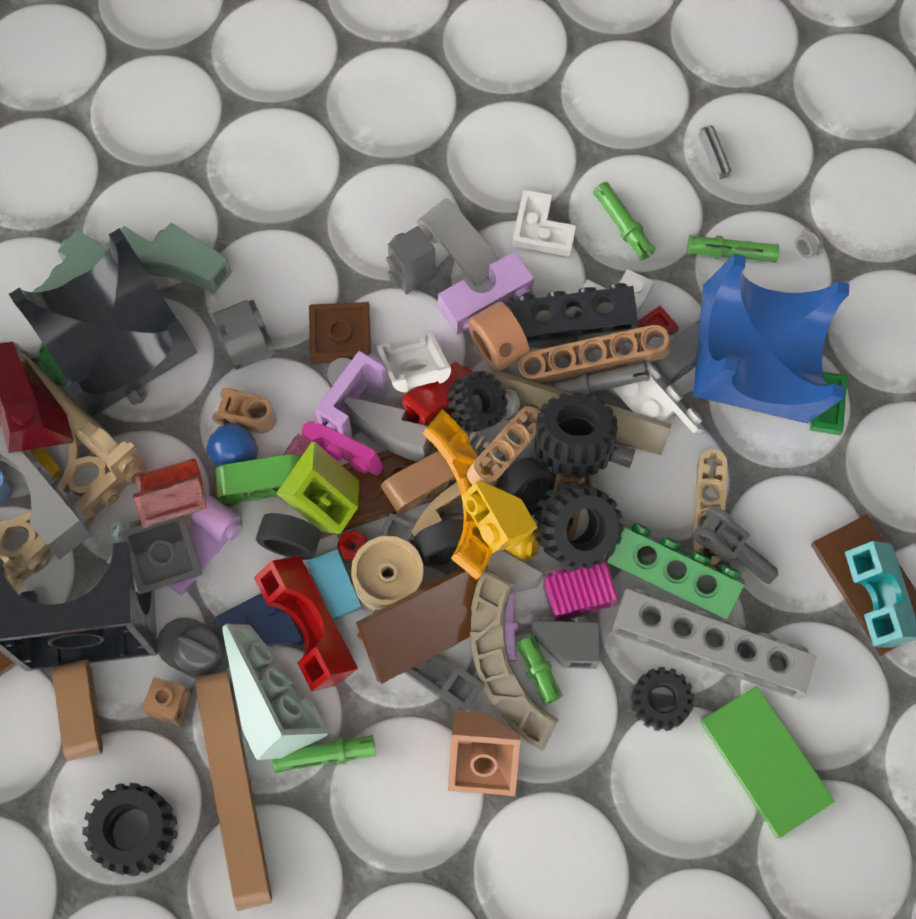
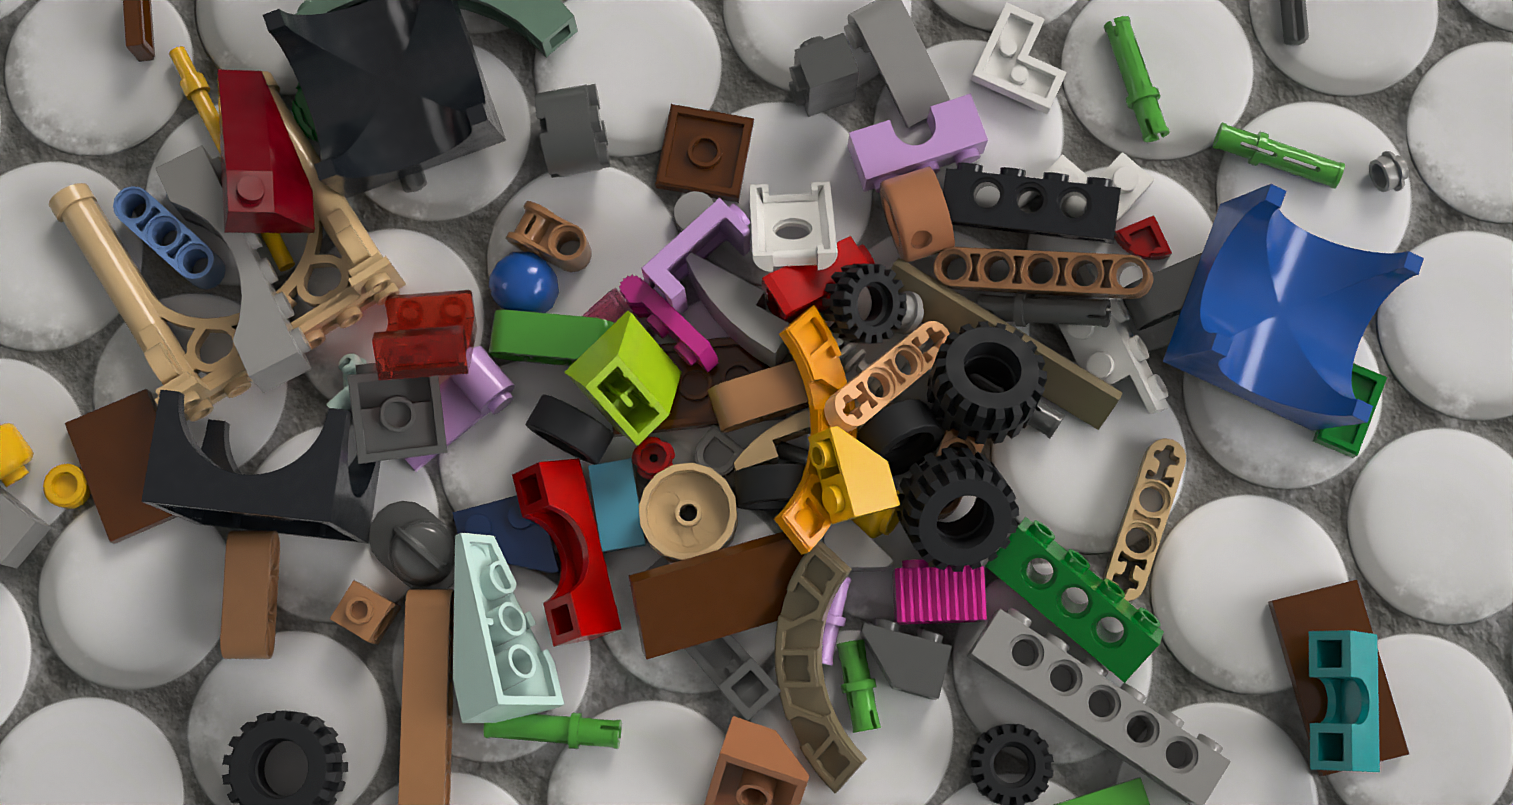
camera: 15 degrees right, 10 degrees up
(728, 542) = (1156, 578): dark grey connector -> none

